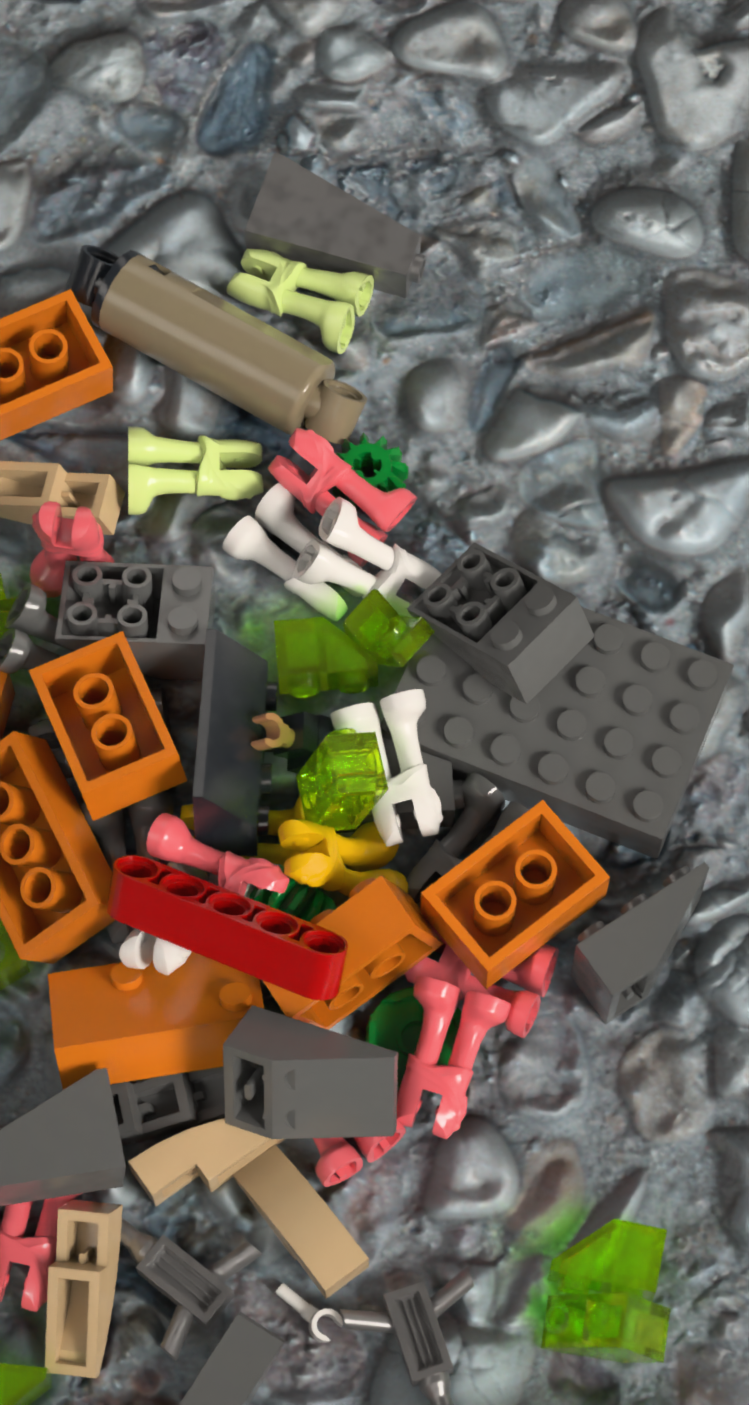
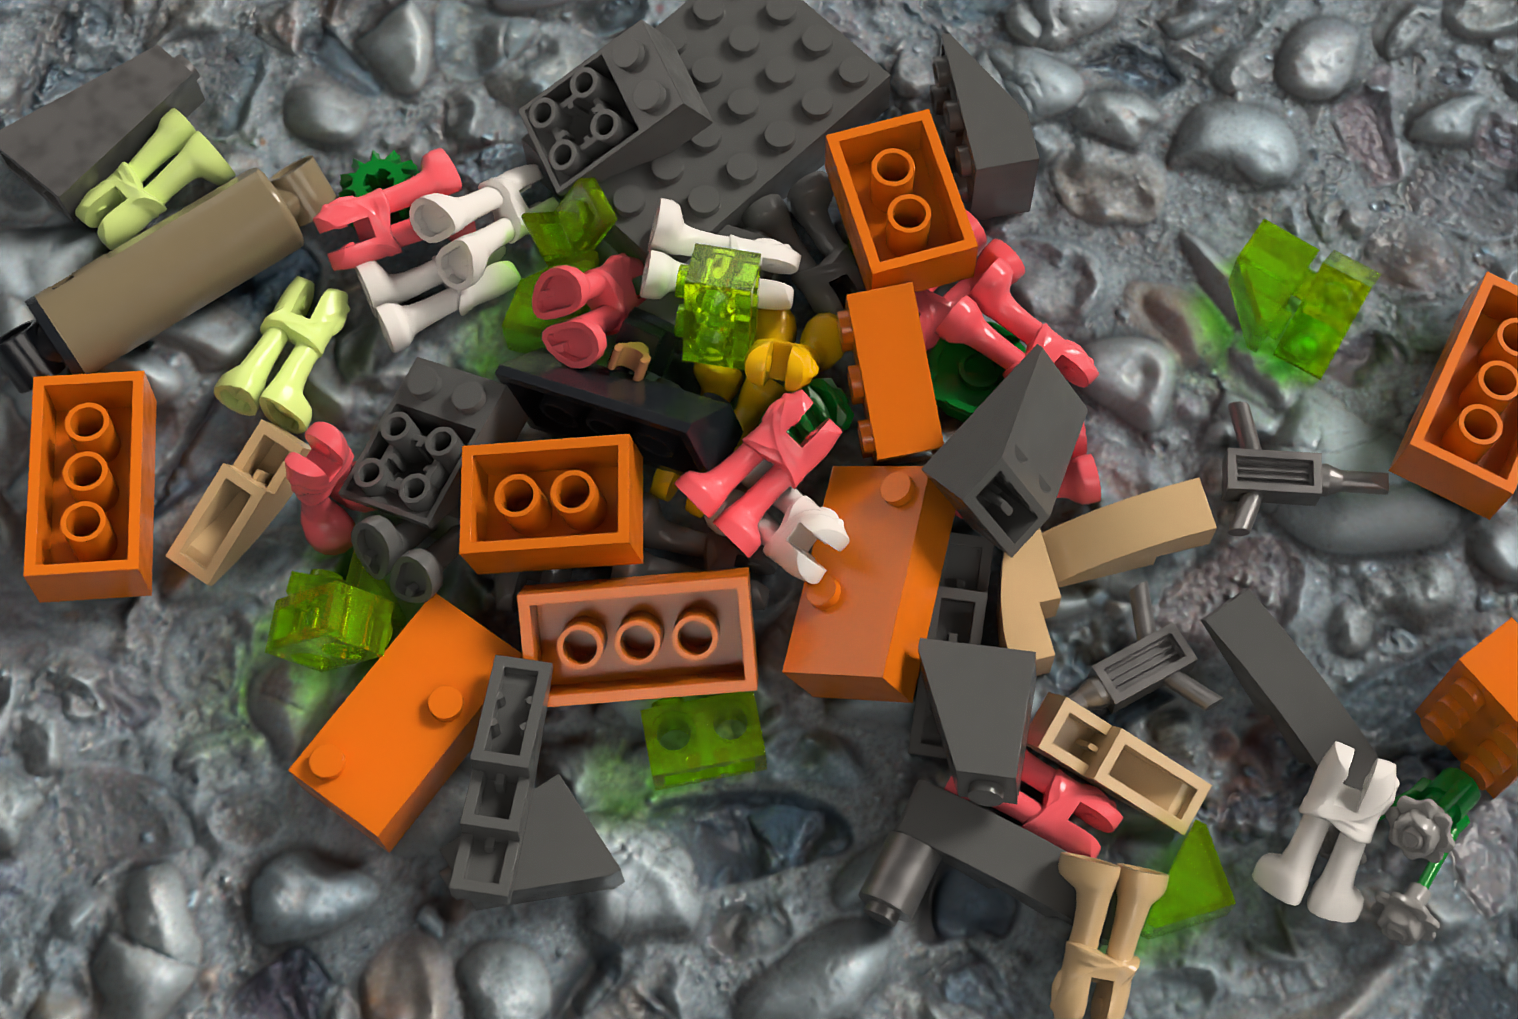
camera: 65 degrees left, 0 degrees up
(227, 927) = (833, 458): red beam -> none
(295, 650) = (604, 289): none -> coral piece
(309, 1312) = (1220, 563): white hand -> none

